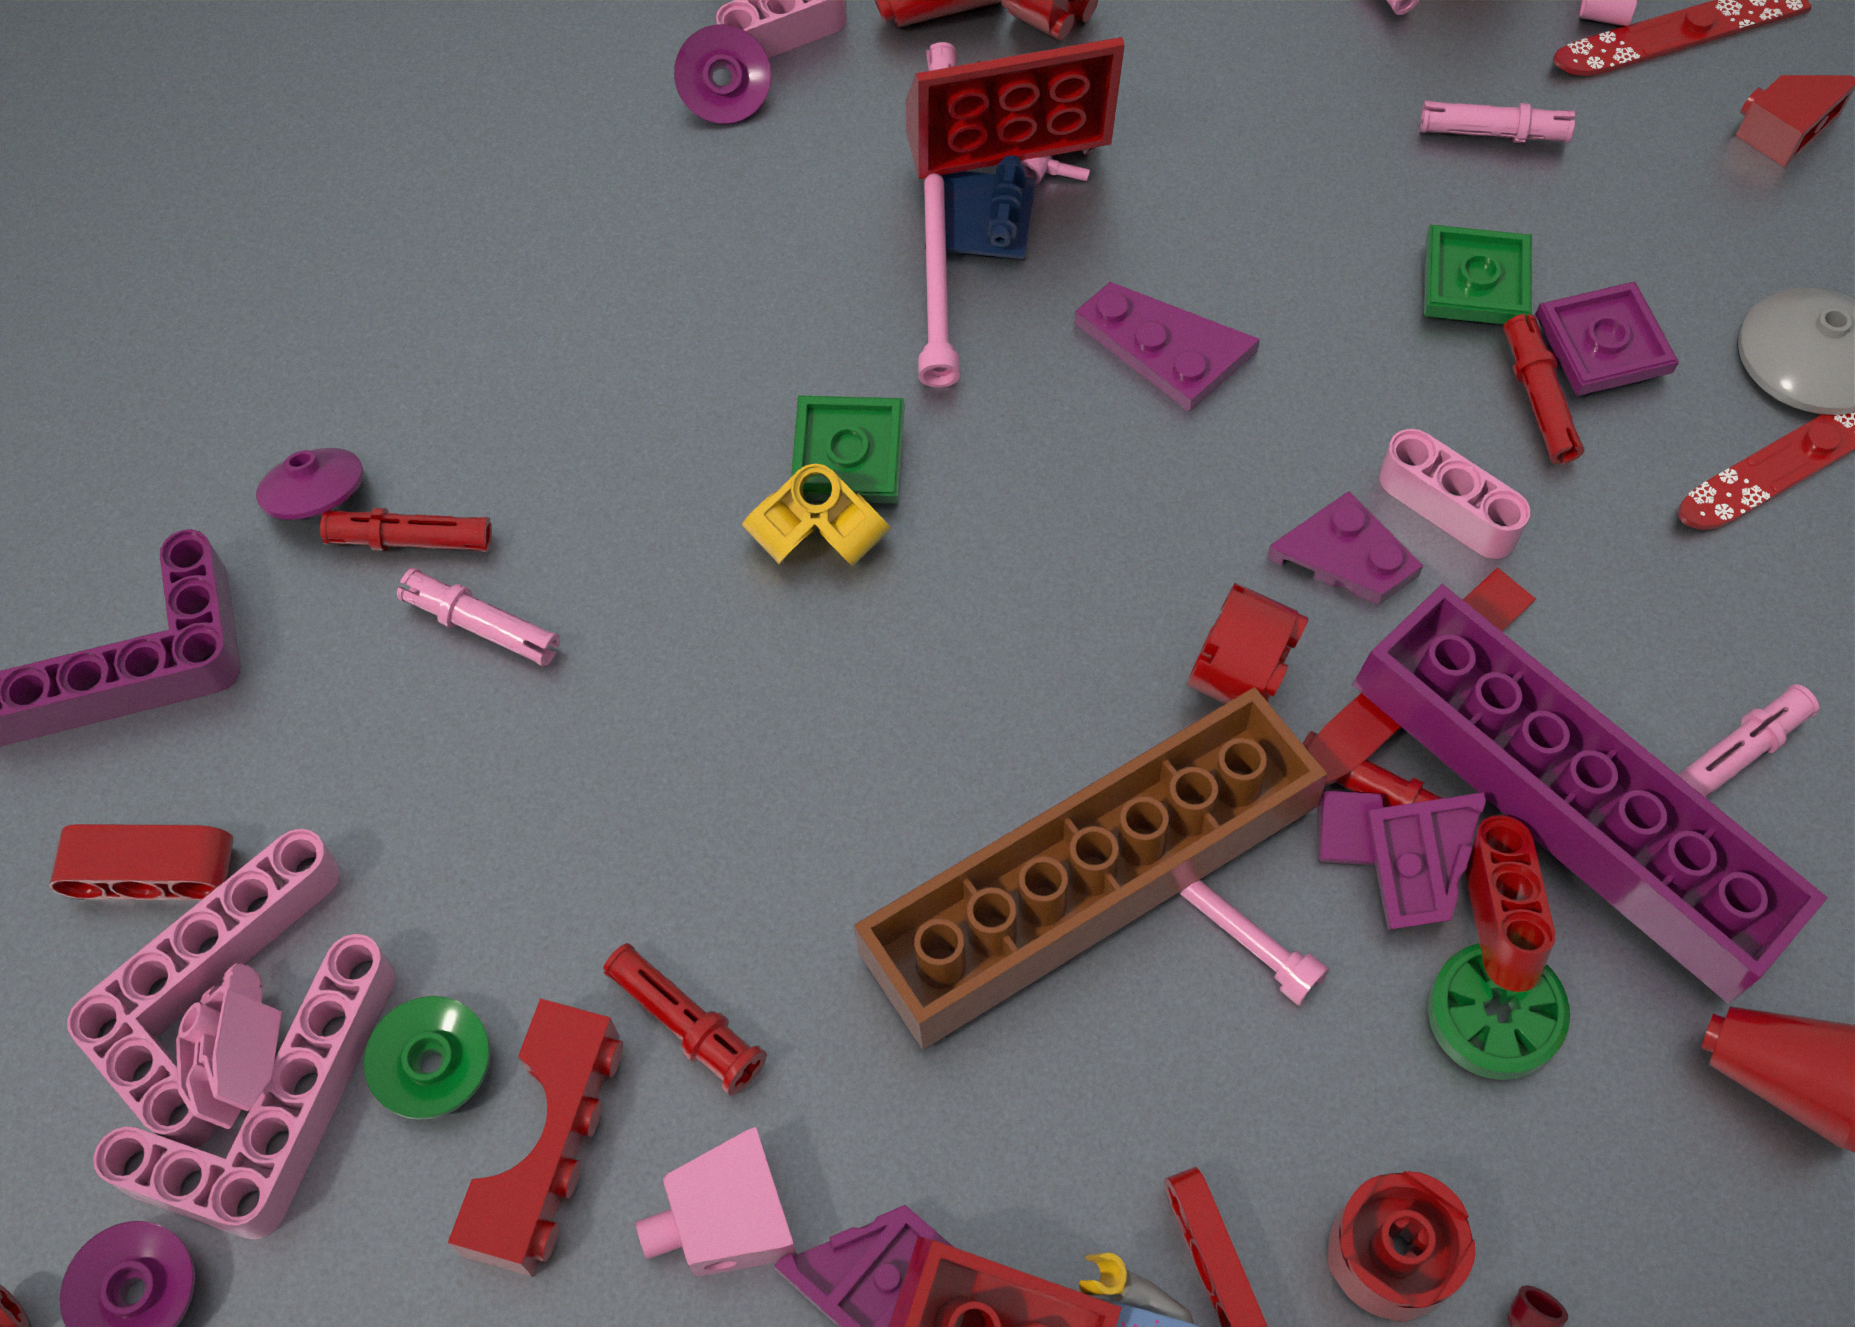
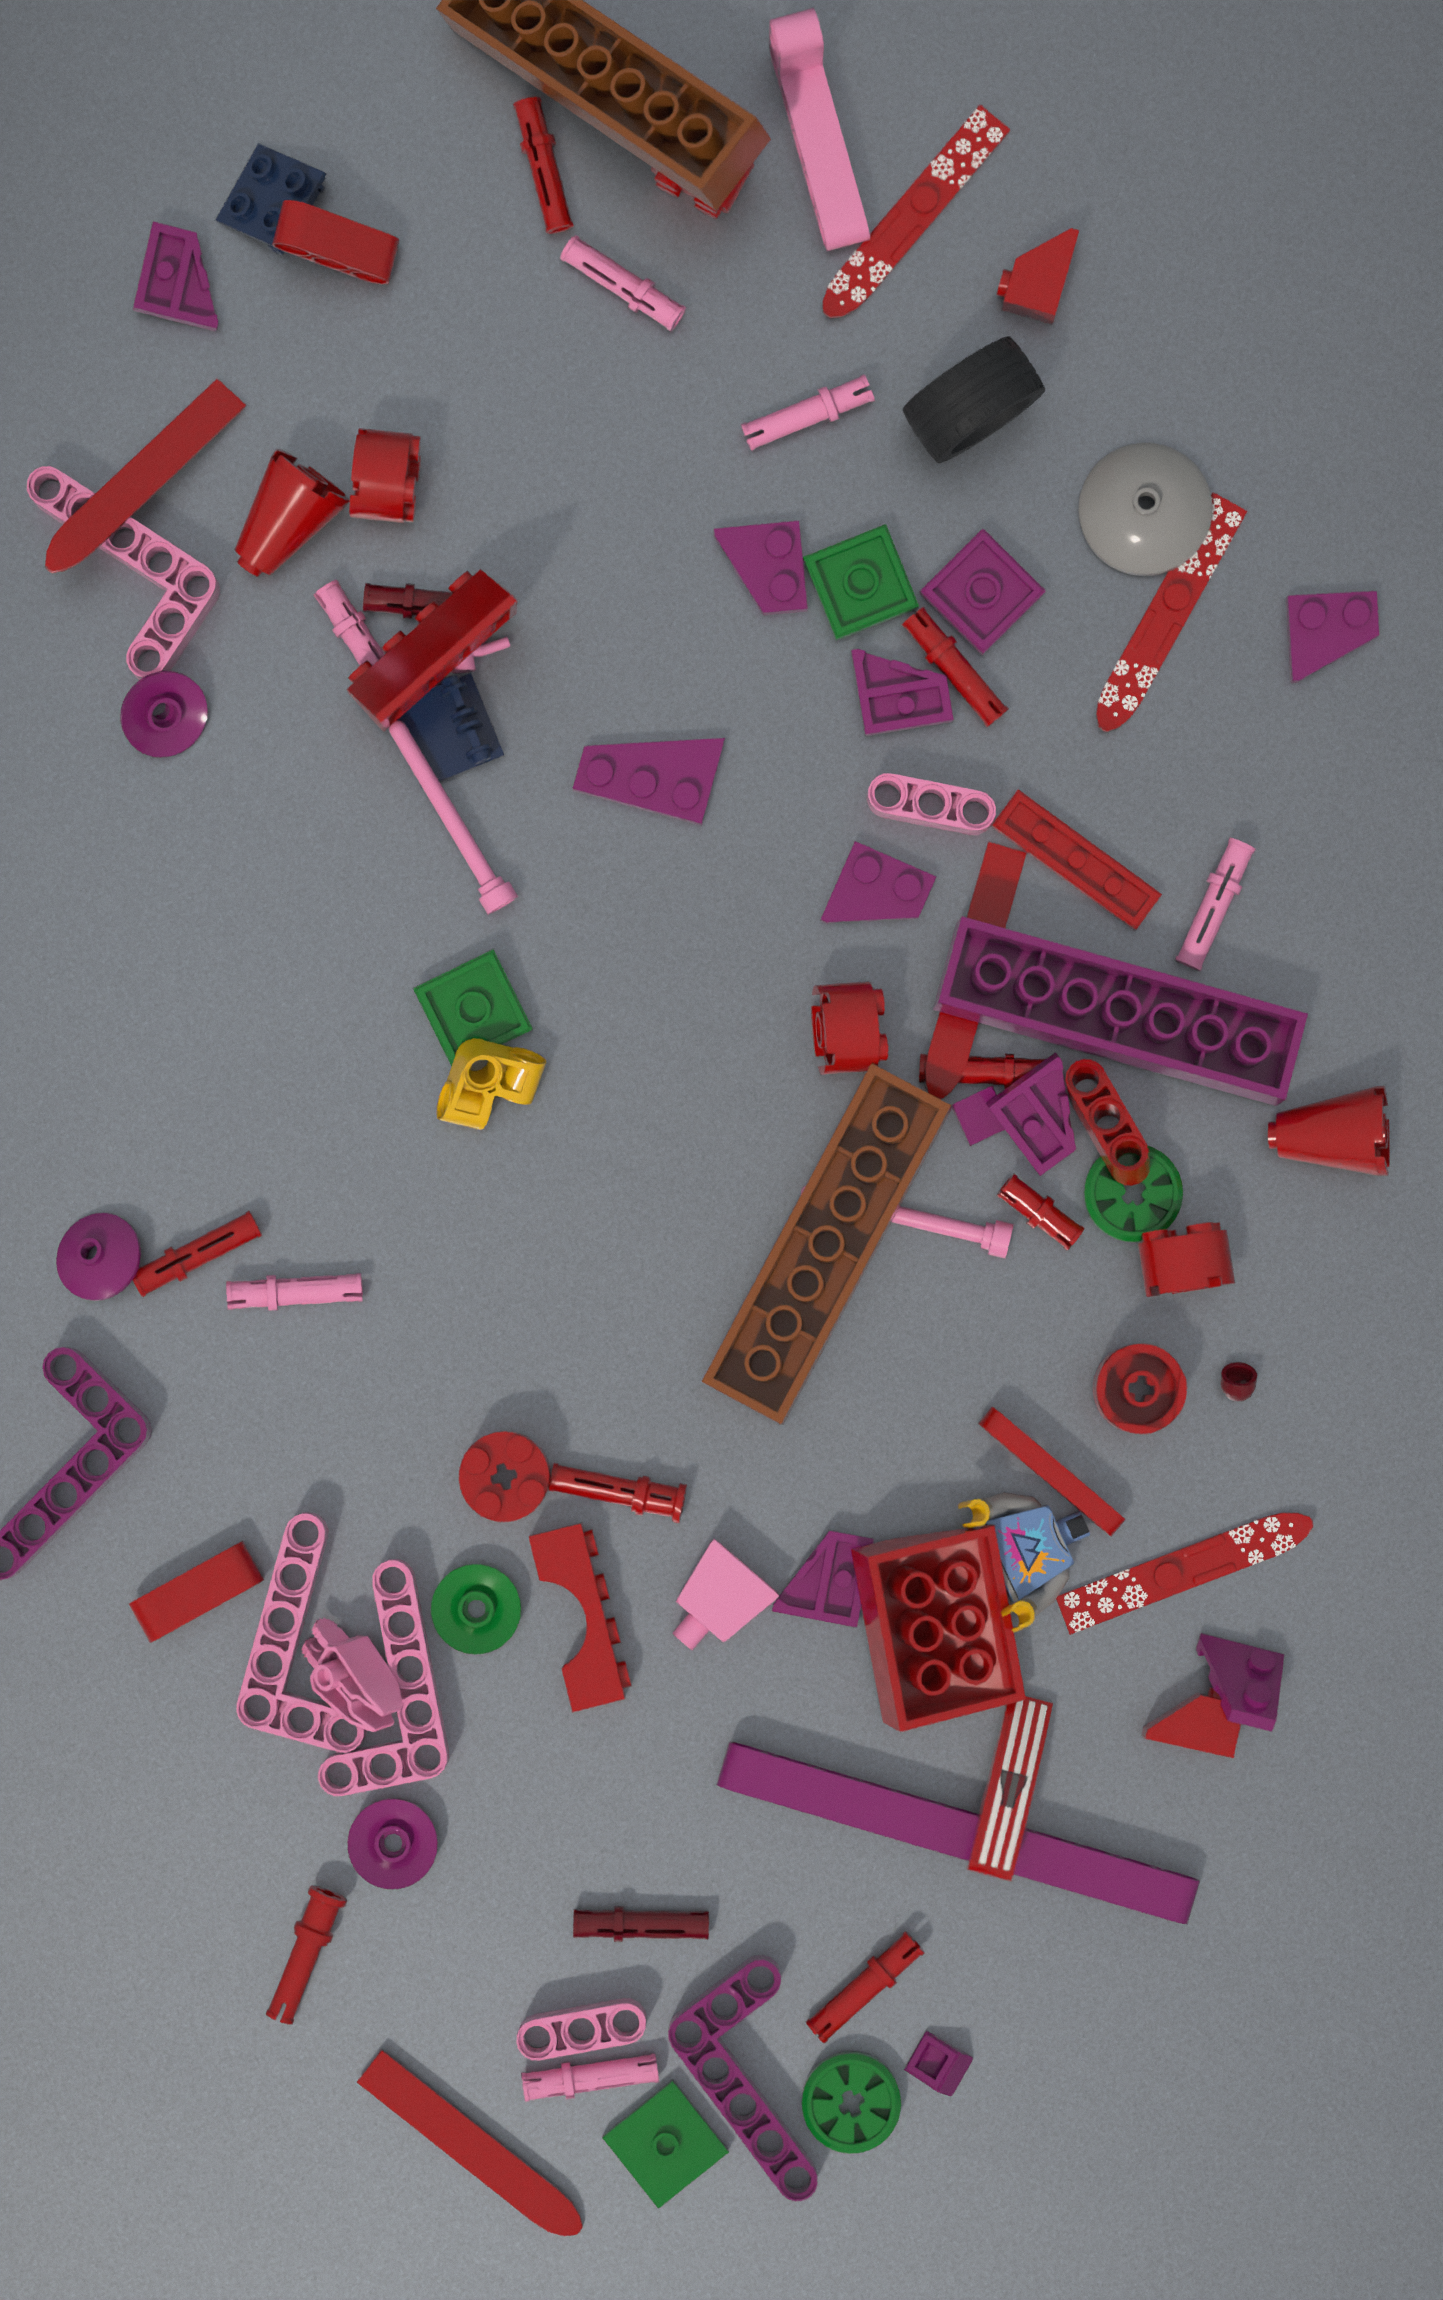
camera: 30 degrees left, 25 degrees up
(552, 892) = (491, 1498): none -> red brick
(1371, 971) = (1040, 1211): none -> red pin
(1387, 224) = (768, 564): none -> magenta wing
(1469, 386) = (898, 695): none -> magenta wing
(1538, 1113) = (1186, 1261): none -> red brick
(1593, 632) = (1076, 860): none -> red tile
(1681, 113) = (973, 399): none -> black tyre

